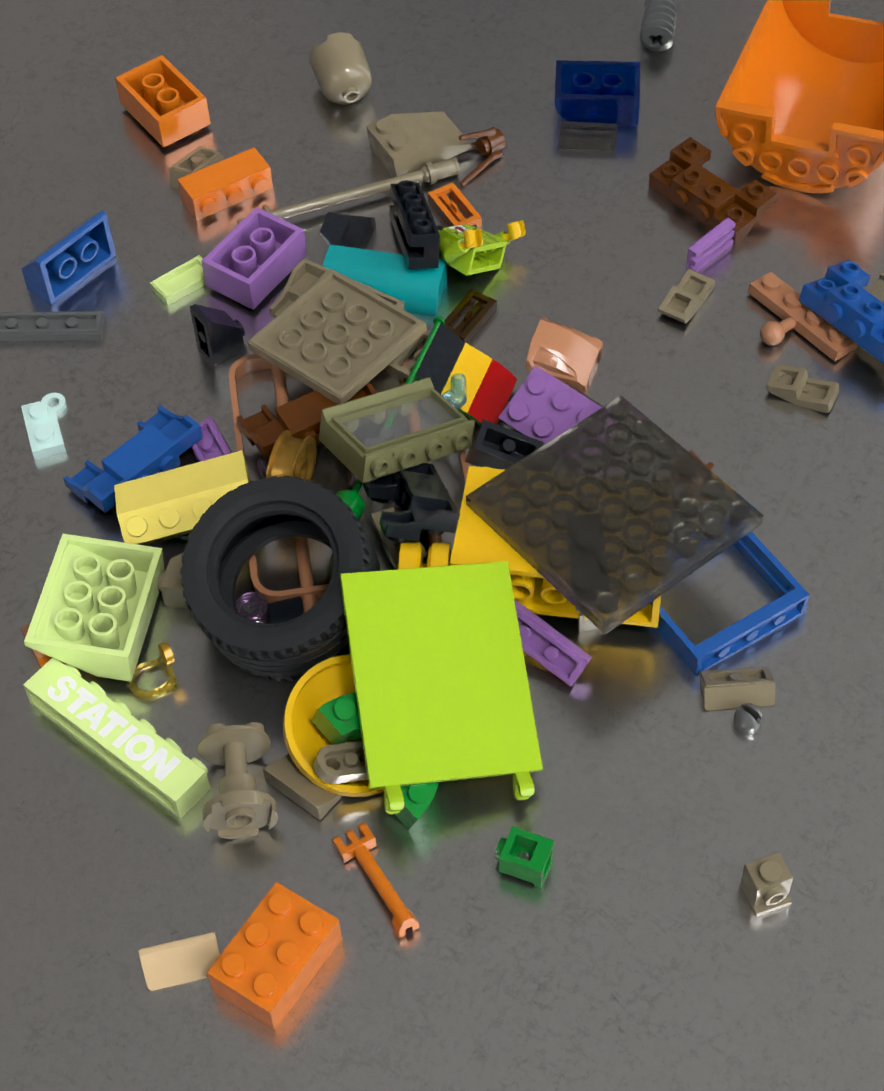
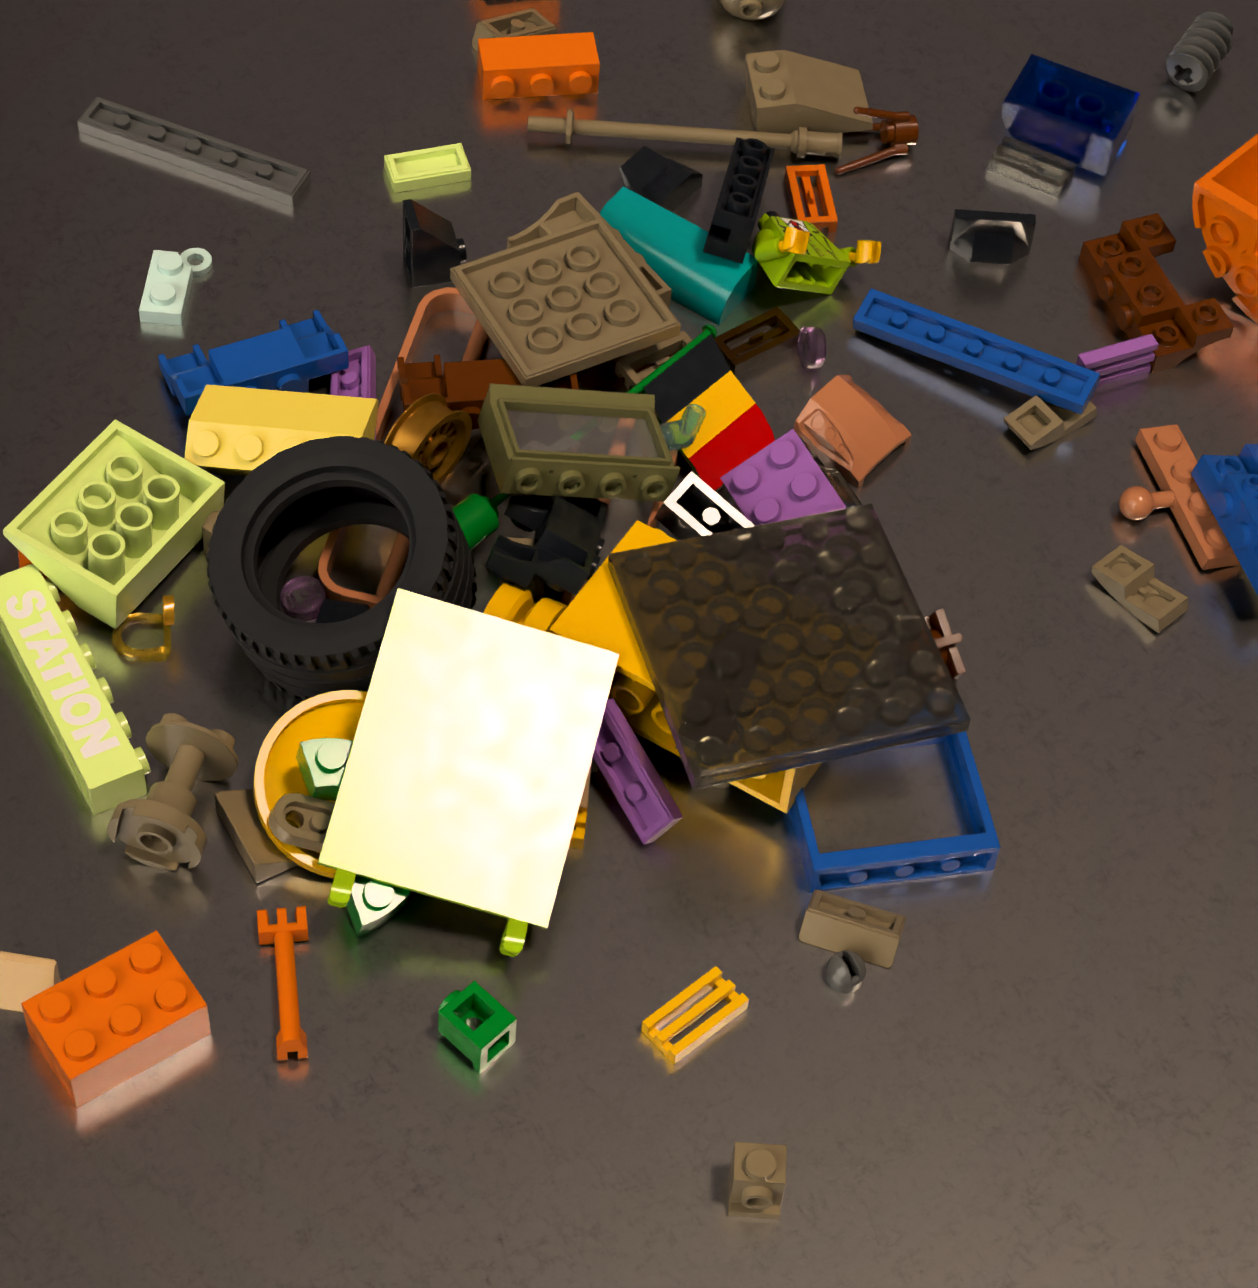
camera: 15 degrees right, 0 degrees up
(70, 259) = (300, 93): blue slope -> none
(254, 257) = (523, 169): medium lavender brick -> none
(508, 308) = (811, 347): none -> tile
(587, 191) = (991, 236): none -> black slope
(618, 270) = (976, 351): none -> blue plate
(676, 764) = (723, 990): none -> yellow tile

